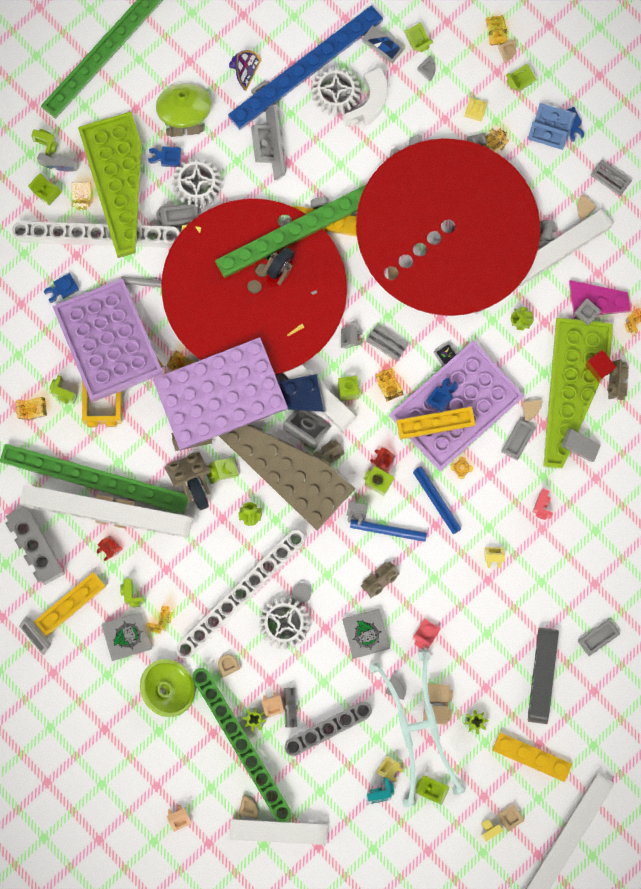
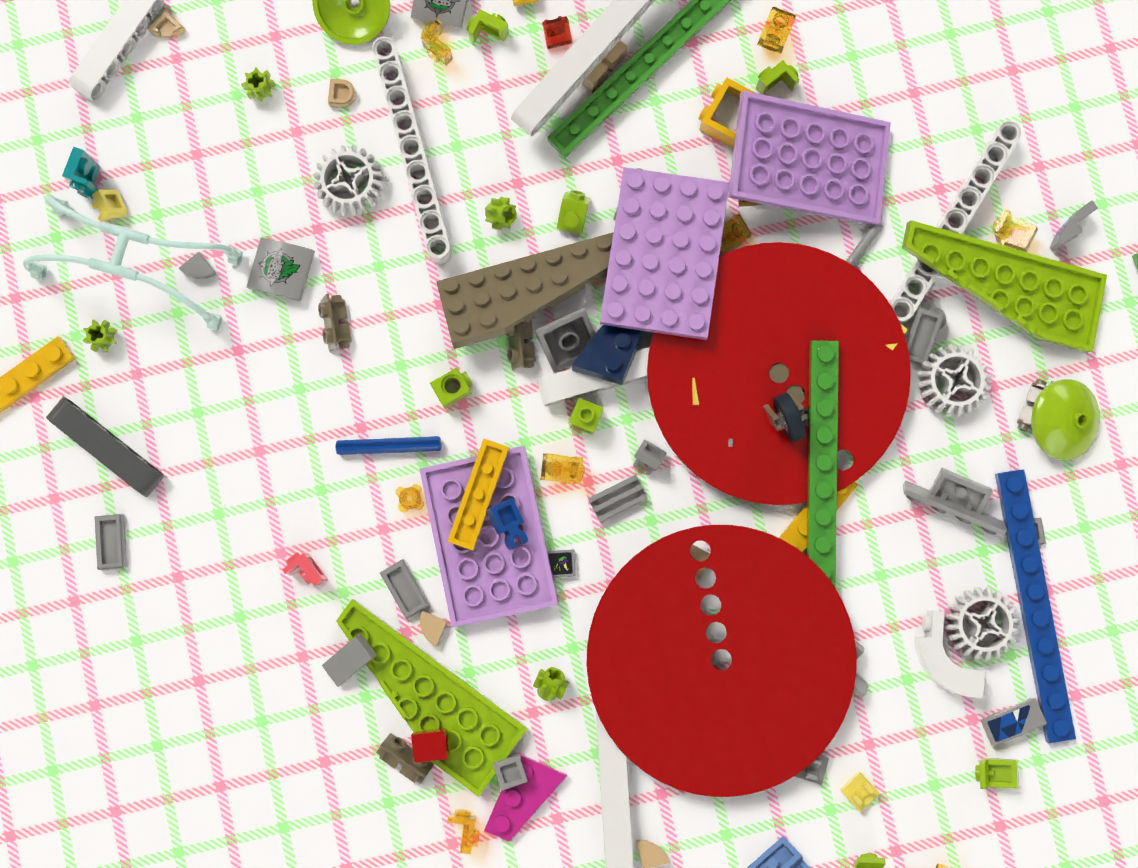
camera: 125 degrees right, 5 degrees up
(44, 189) = (1046, 191): lime bracket -> none
(45, 138) = (1100, 231): lime bracket -> none
(64, 286) = (907, 152): blue plate -> none
(168, 156) = (1007, 365): blue plate -> none
(188, 470) = (589, 165): dark tan plate -> none
(233, 738) = (228, 48): bright green beam -> none
(246, 64) = (1076, 525): shield -> none
(272, 706) = (261, 114): light nougat tile -> none
(290, 707) = (249, 134): flat silver pin -> none
(301, 593) = (373, 222): light grey tile -> none
(319, 202) = (843, 517): light grey tile -> none
(335, 722) = (190, 151): light grey beam -> none
(357, 511) = (430, 340): light grey tile -> none
(384, 459) = (473, 408): clear red tile -> none
(389, 530) = (387, 366): blue piece -> none
(425, 634) = (237, 337): coral bracket -> none
(427, 68) = (949, 761): light grey tile -> none
(432, 789) = (56, 239): lime bracket -> none
(440, 694) = (149, 302): tan piece -> none
(494, 554) = (280, 474): light yellow tile -> none
(497, 139) = (810, 797): clear yellow gear -> none
(546, 230) = (647, 785): light grey tile -> none

